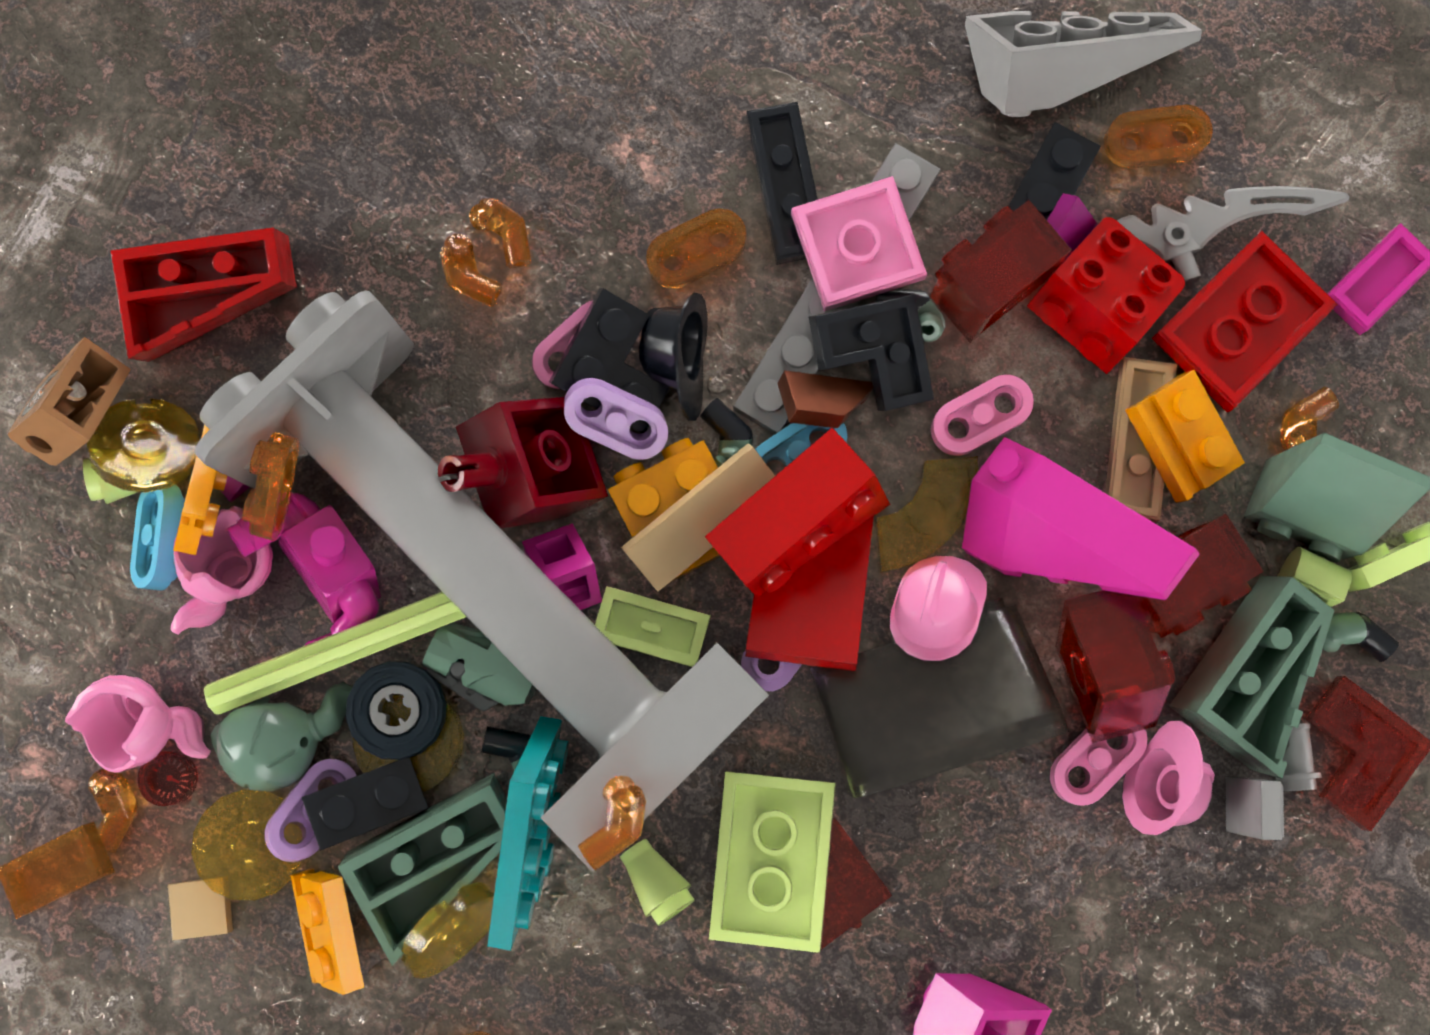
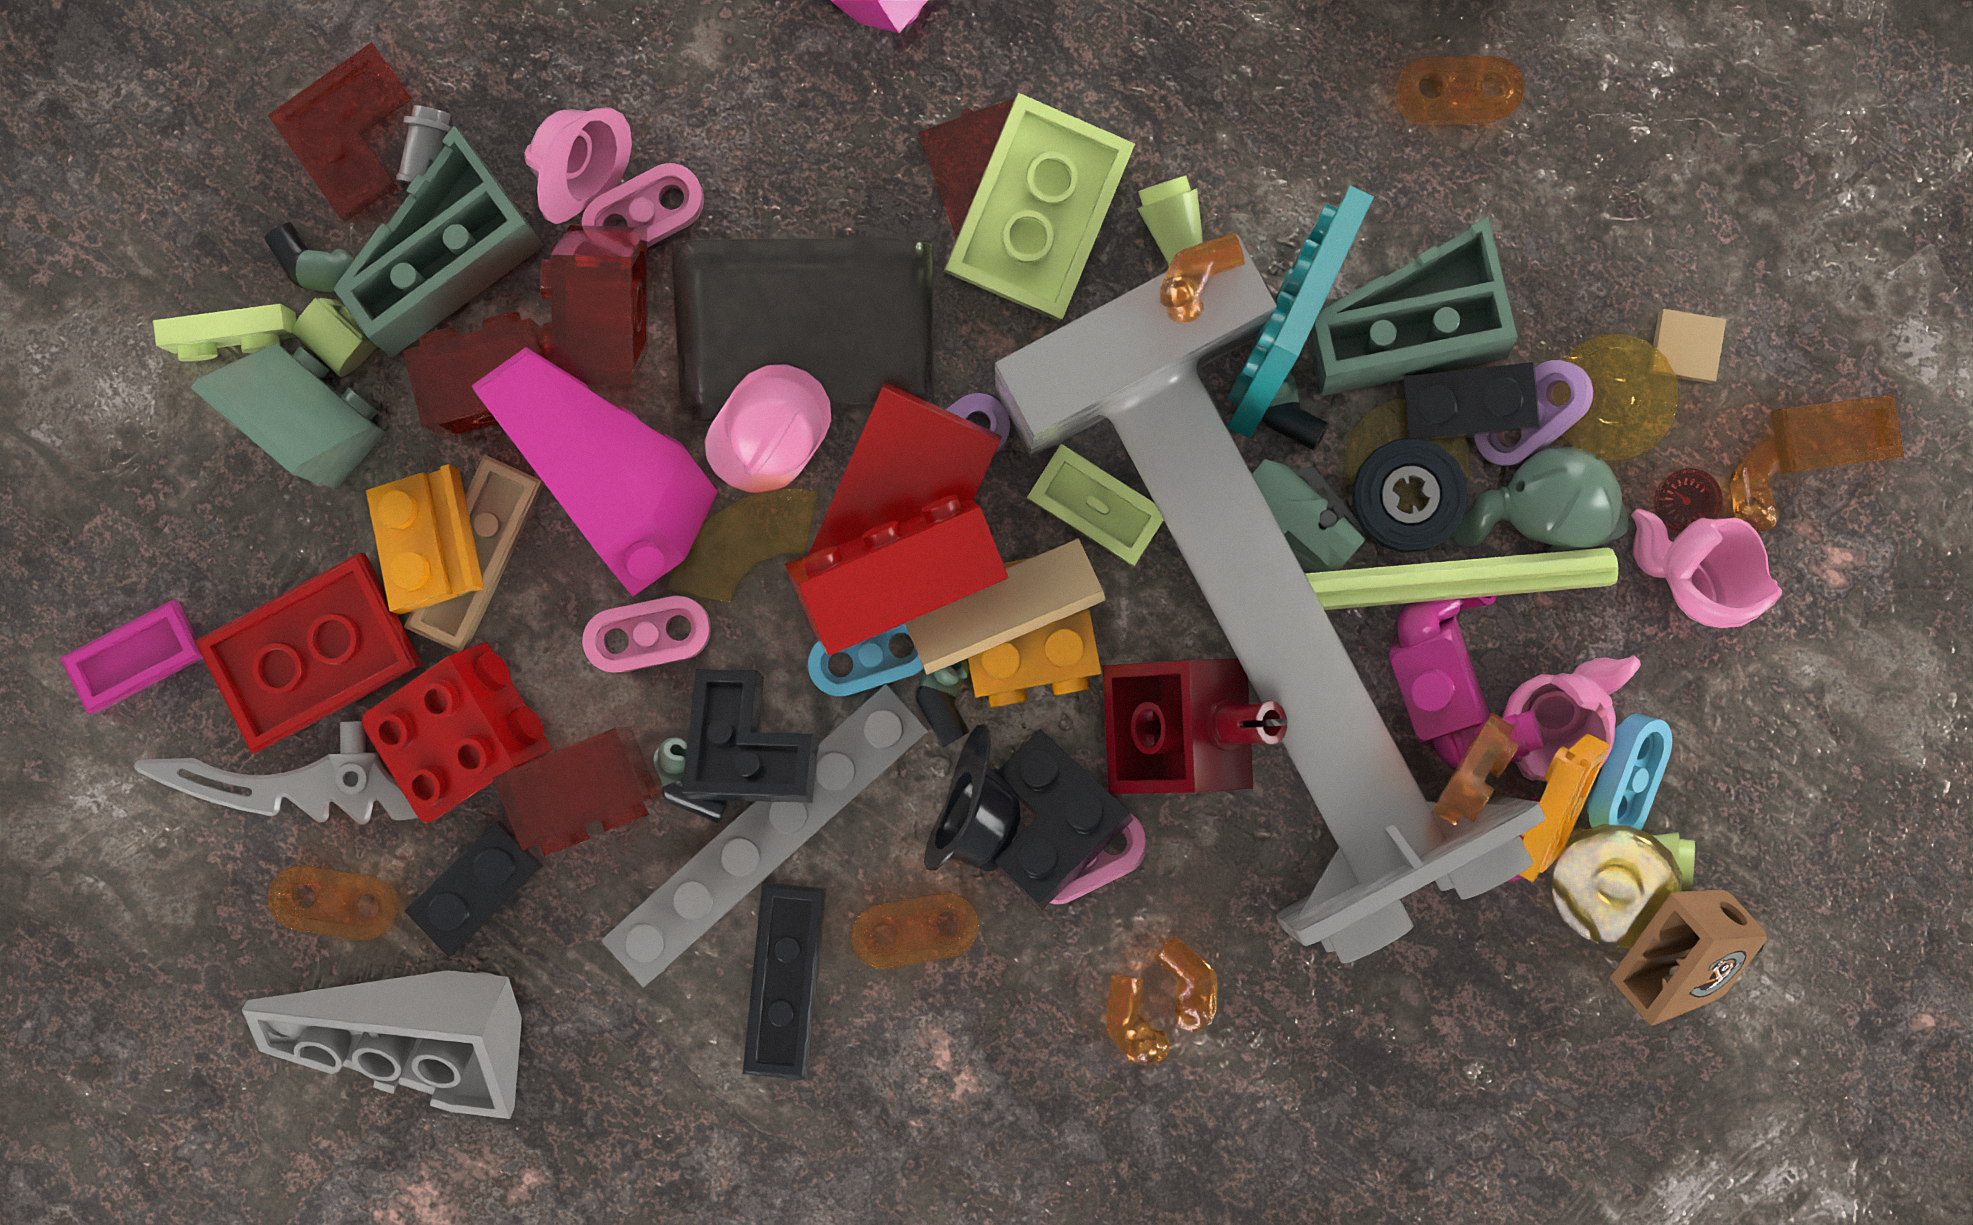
camera: 160 degrees left, 5 degrees up
(196, 285) = (1511, 1057): red wedge -> none
(327, 931) = (1550, 276): light orange plate -> none
(448, 931) = (1414, 235): clear yellow tile -> none
(566, 563) = (1174, 601): dark pink brick -> none
(612, 420) = (1075, 747): lavender plate -> none
(821, 398) = (826, 704): copper tile -> none
(858, 243) = (726, 874): bright pink tile -> none
(1071, 220) = (476, 823): magenta tile -> none
(1255, 808) = (493, 103): light grey tile -> none
(1301, 419) = (285, 518): clear orange arm -> none

